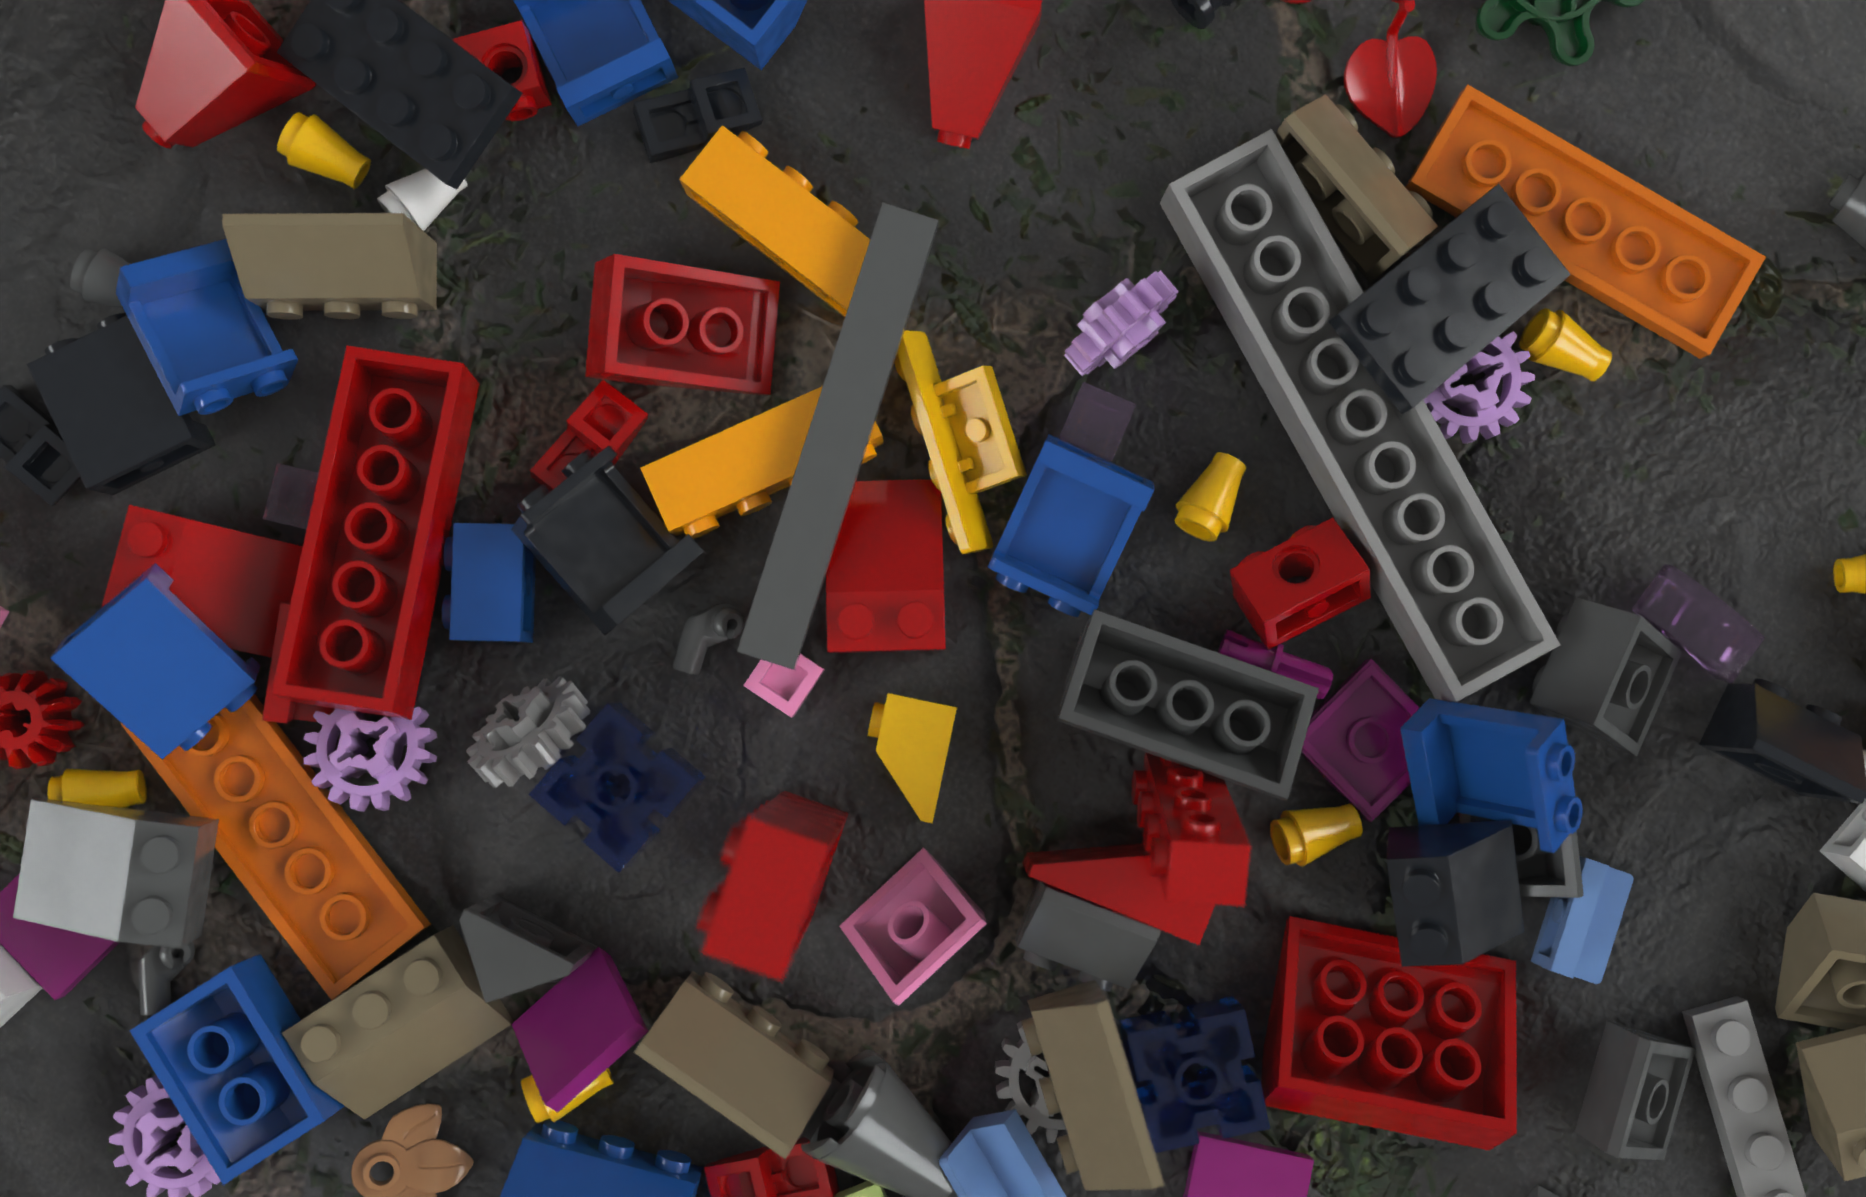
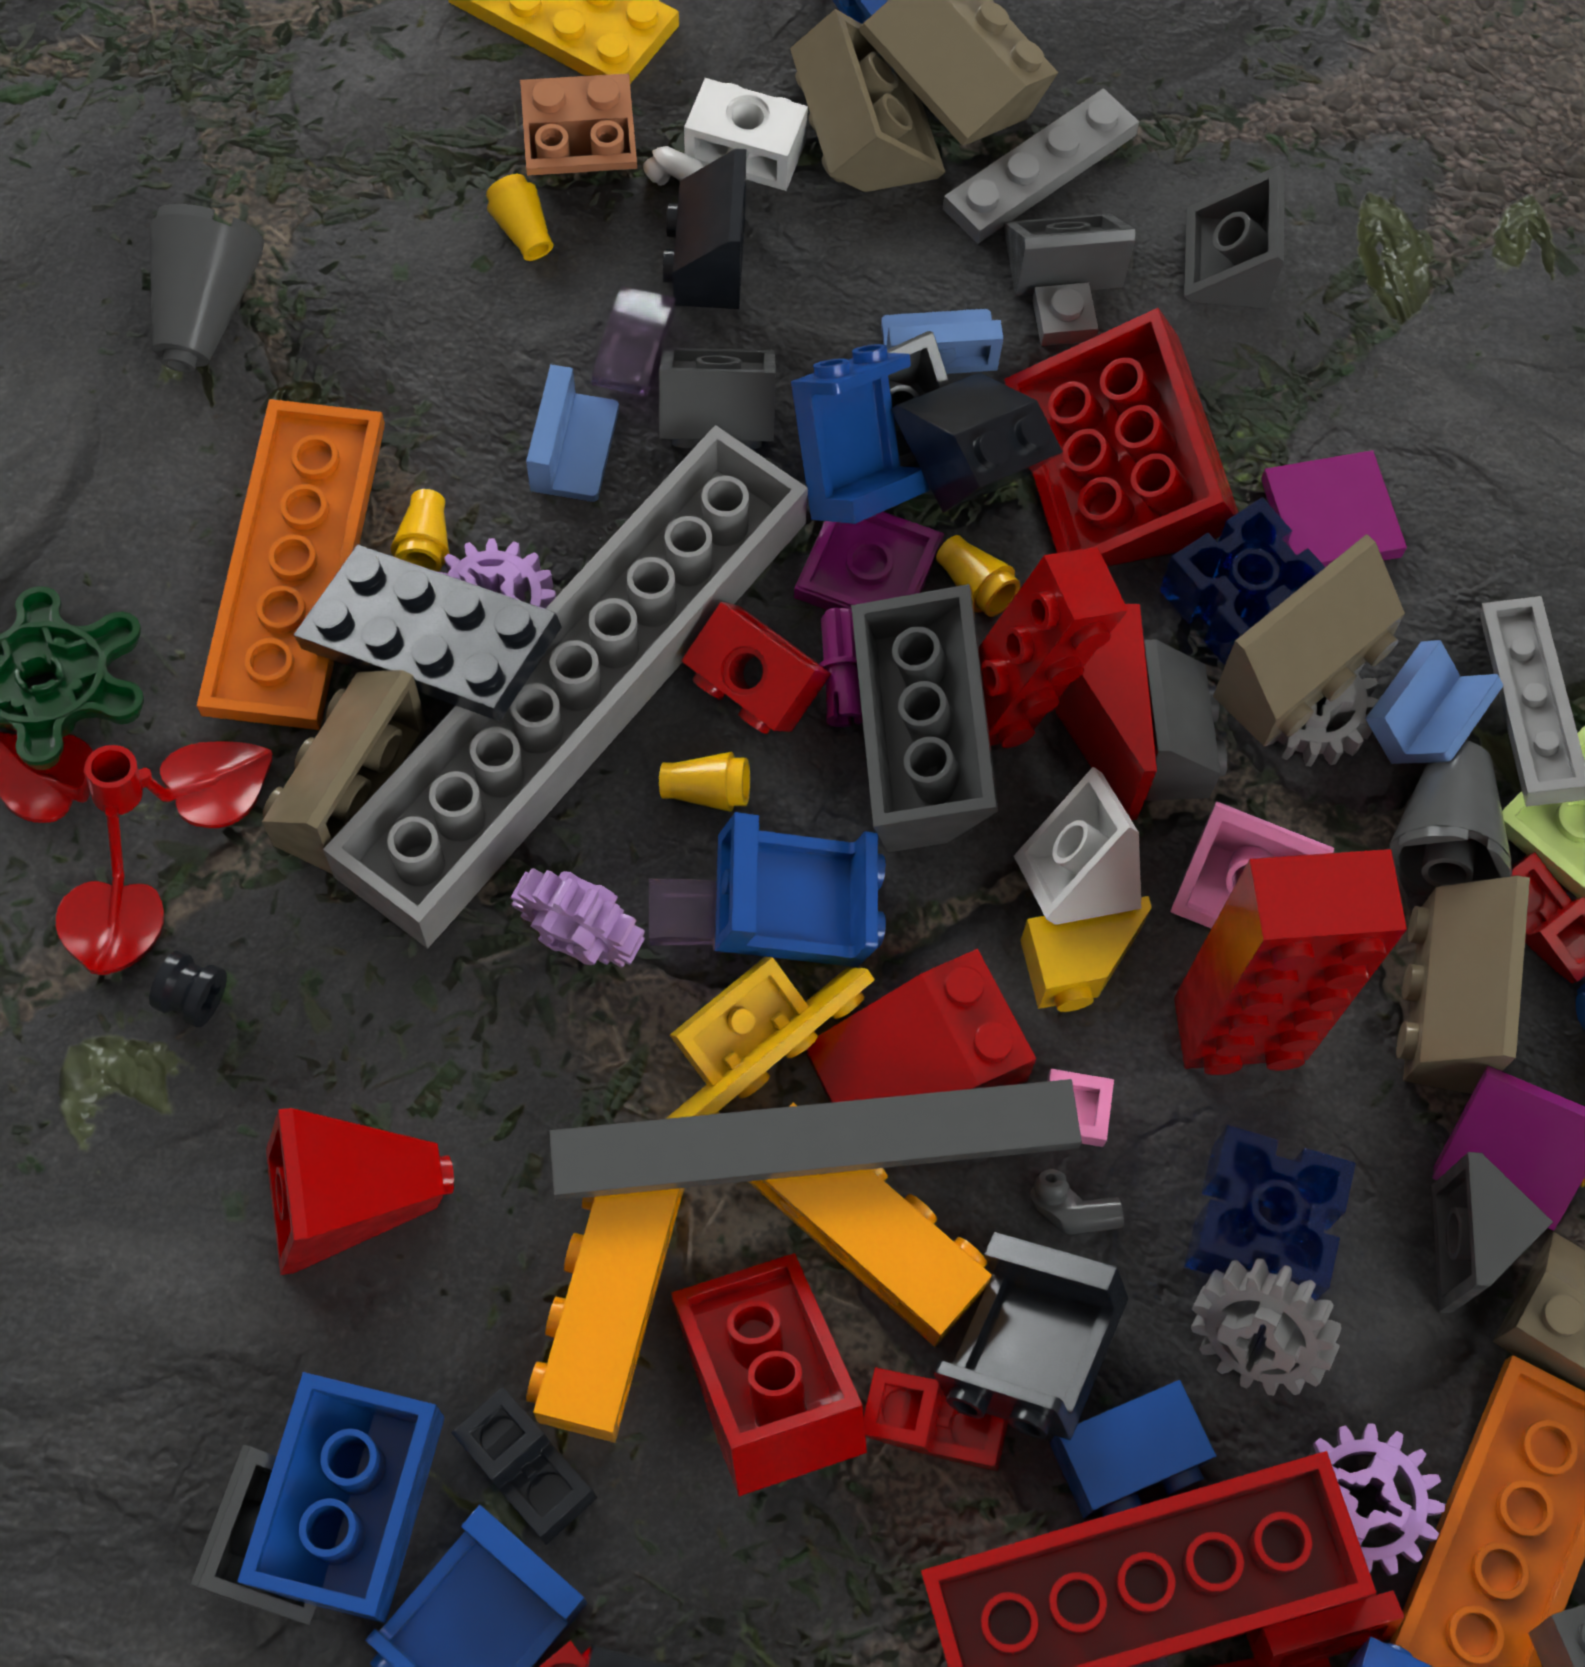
camera: 115 degrees left, 20 degrees down
(991, 781) = (1084, 856): none -> white slope
(1564, 1056) = (1064, 314): none -> light grey plate
(1614, 521) = (570, 439): none -> medium blue panel

